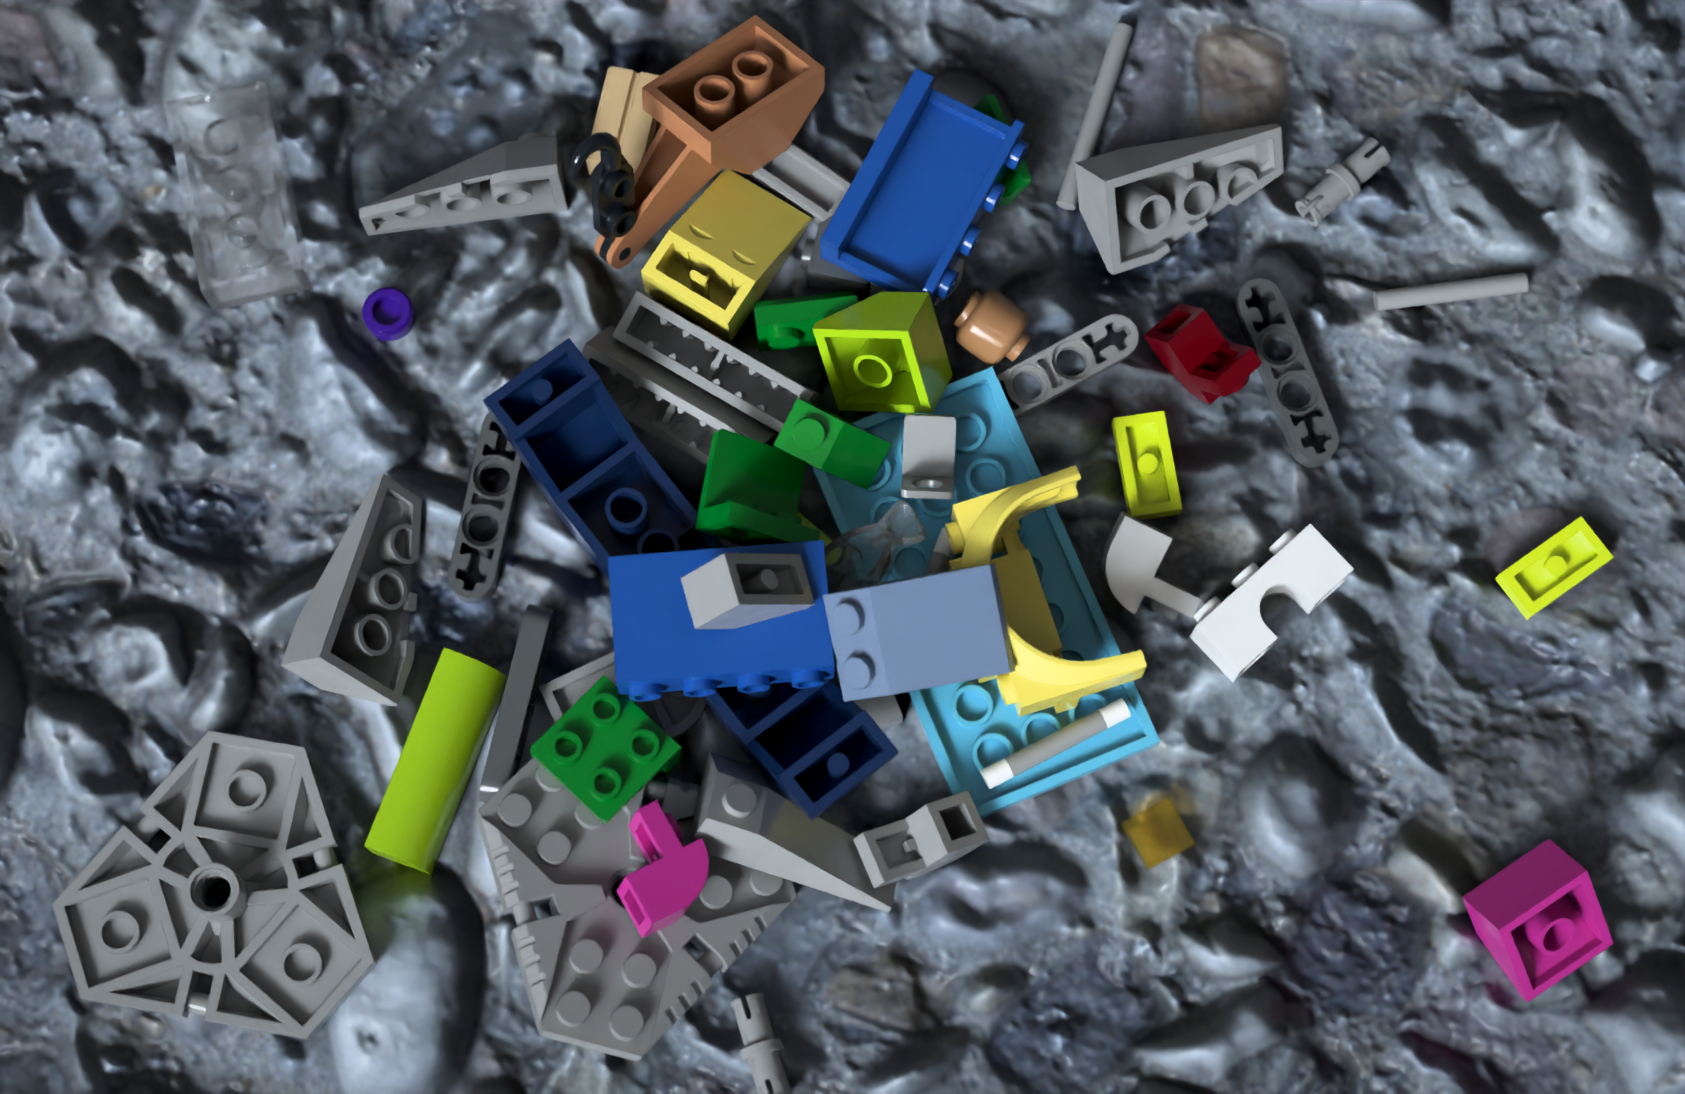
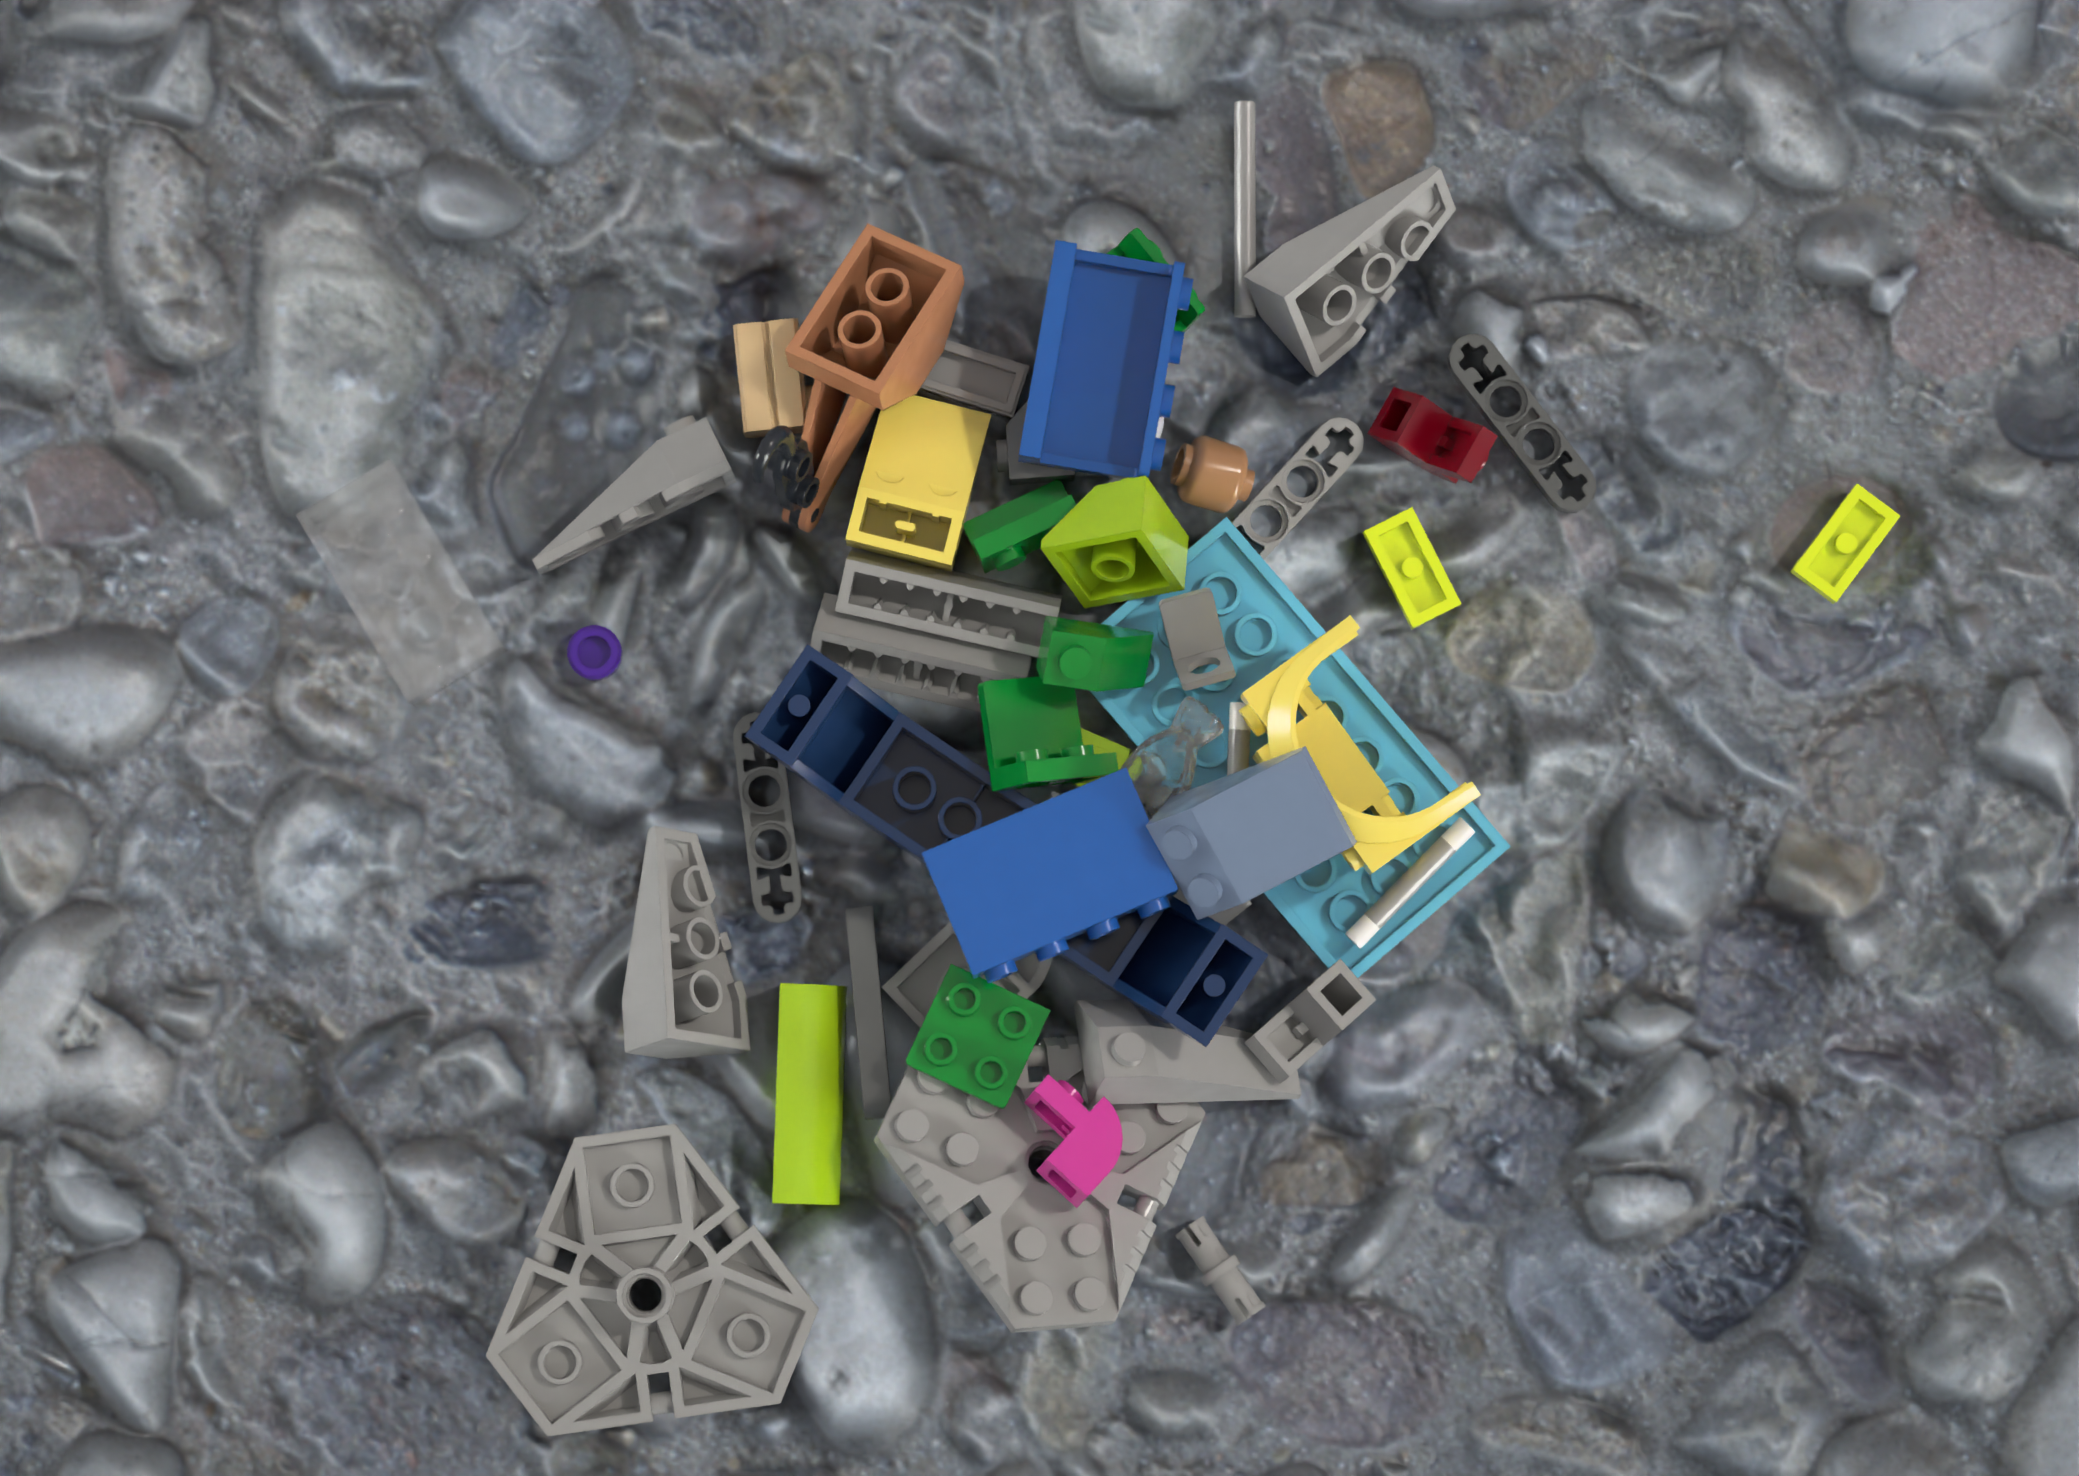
camera: 25 degrees left, 10 degrees up
(746, 589) = (1072, 846): light grey slope -> none
(1131, 567) = (1429, 678): light grey brick -> none
(1157, 834) = (1535, 935): clear yellow tile -> none
(1301, 569) = (1595, 625): white arch -> none
(1342, 182) = (1519, 202): light grey pin -> none
(1450, 291) = (1661, 283): light grey bar -> none
(1539, 919) = (1926, 902): dark pink slope -> none

